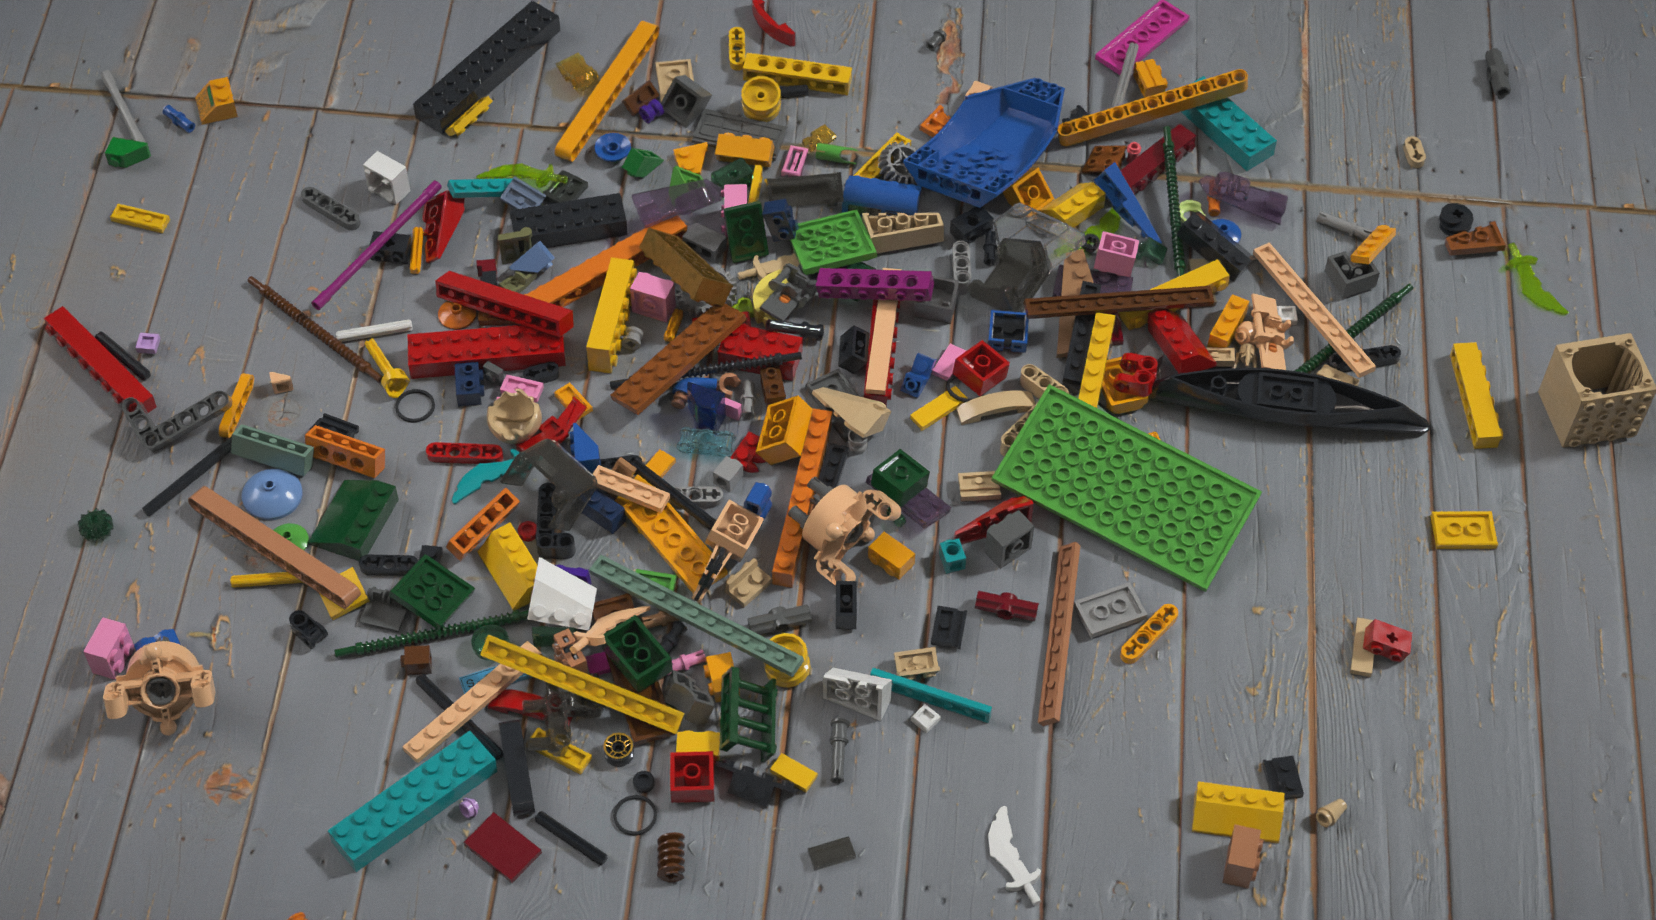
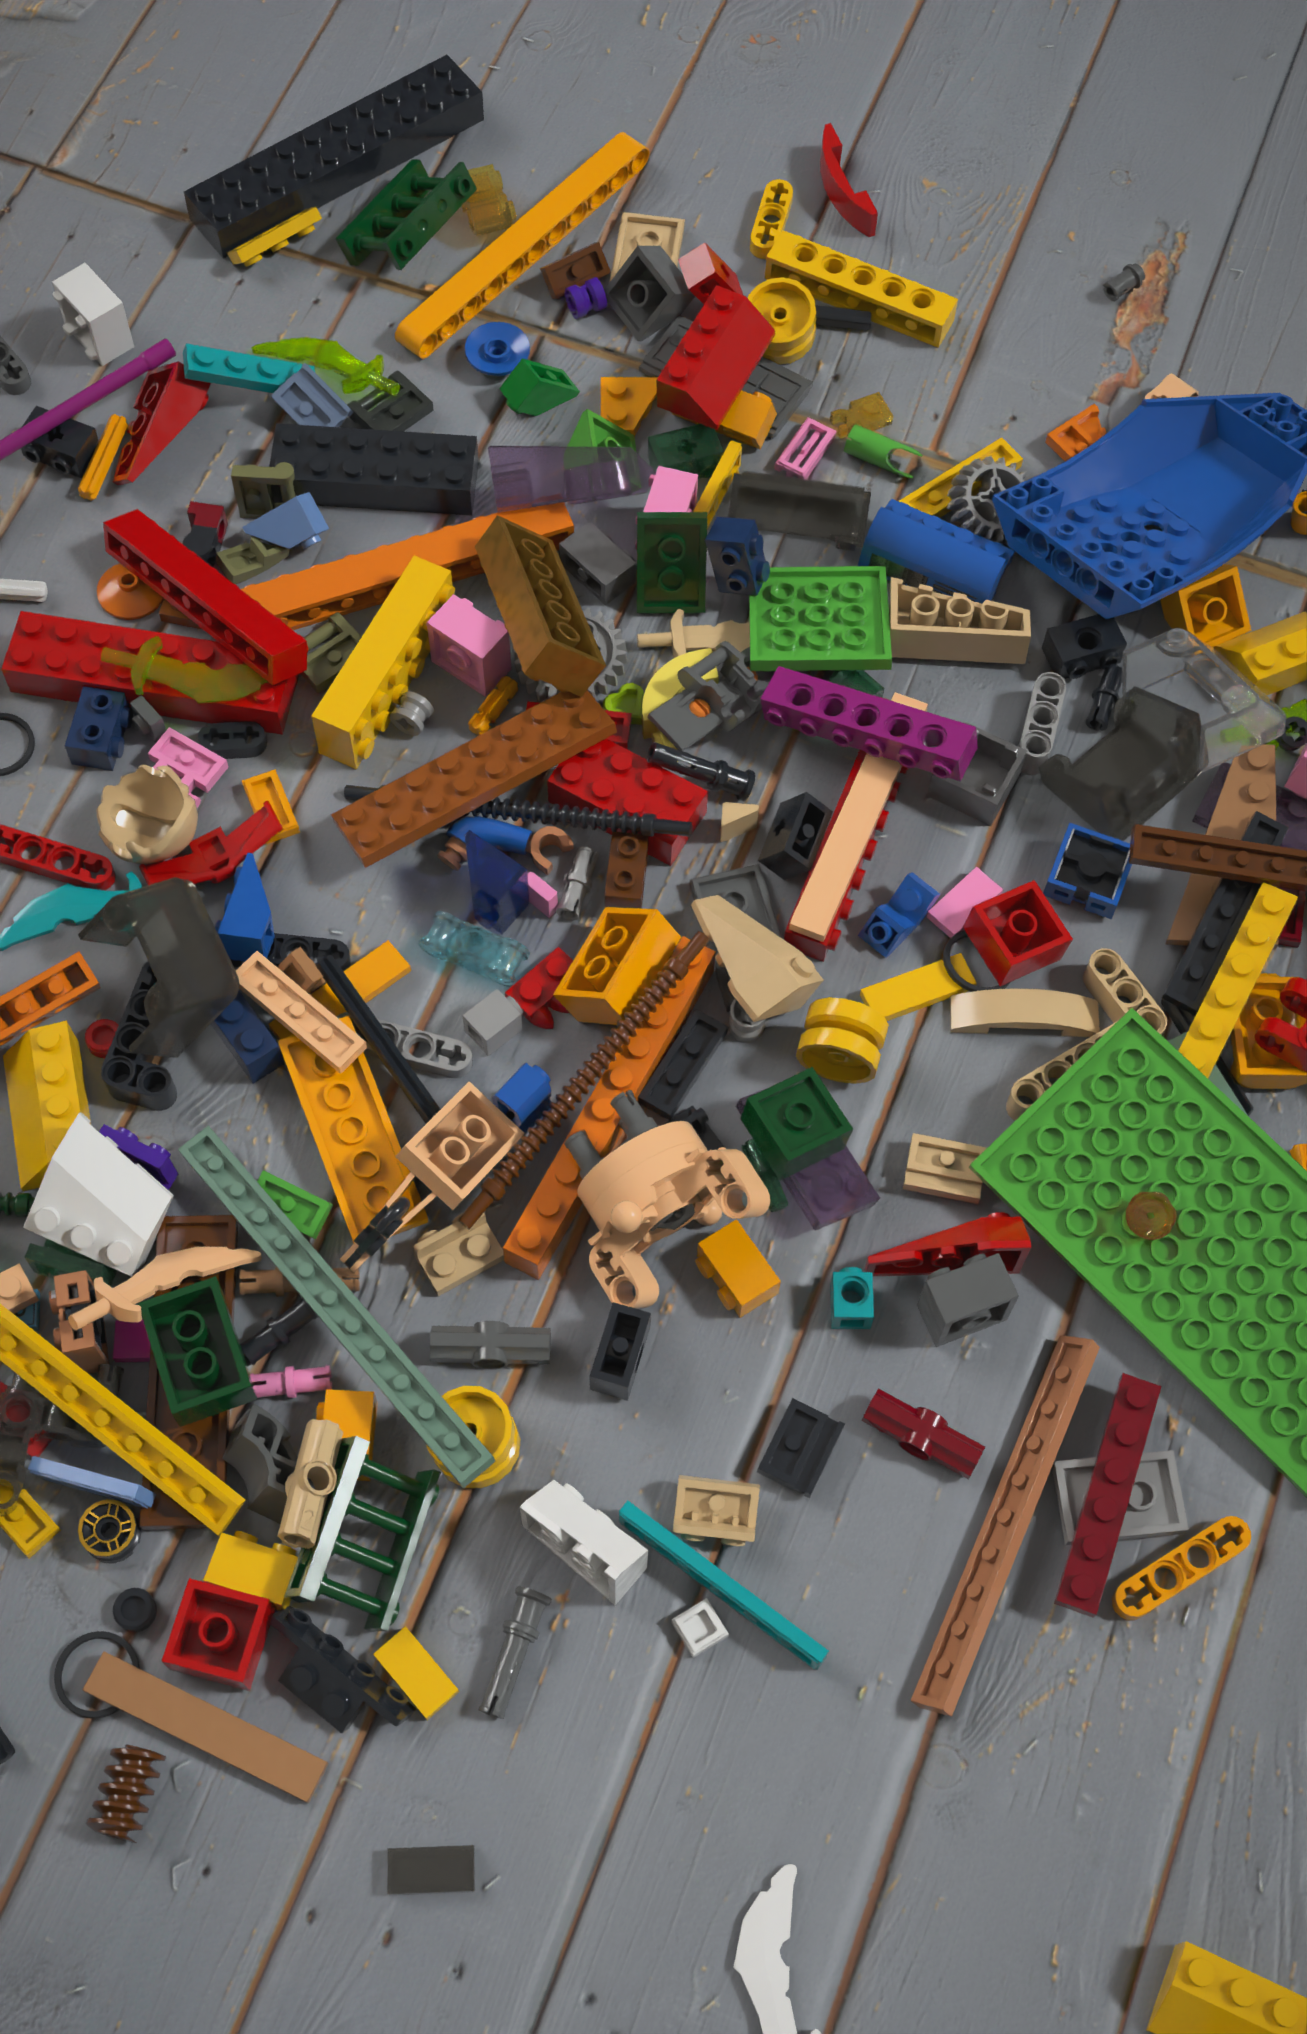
camera: 15 degrees right, 10 degrees up
(515, 345) = (190, 678): none -> clear neon green sword
(531, 81) = (393, 204): none -> dark green fence
(582, 319) = (328, 659): none -> olive plate
(603, 727) = (91, 1482): none -> medium blue tile
(698, 821) = (205, 1727): none -> medium nougat tile
(716, 694) = (305, 1504): none -> tan piece
(718, 87) = (705, 270): none -> red brick
(735, 125) = (714, 359): none -> red slope
(758, 545) = (494, 1187): none -> reddish brown hose
(820, 349) = (737, 819): none -> tan slope
(911, 435) = (842, 1040): none -> yellow wheel
(1087, 470) = (1159, 1206): none -> clear orange plate
(1104, 608) = (1107, 1495): none -> dark red plate

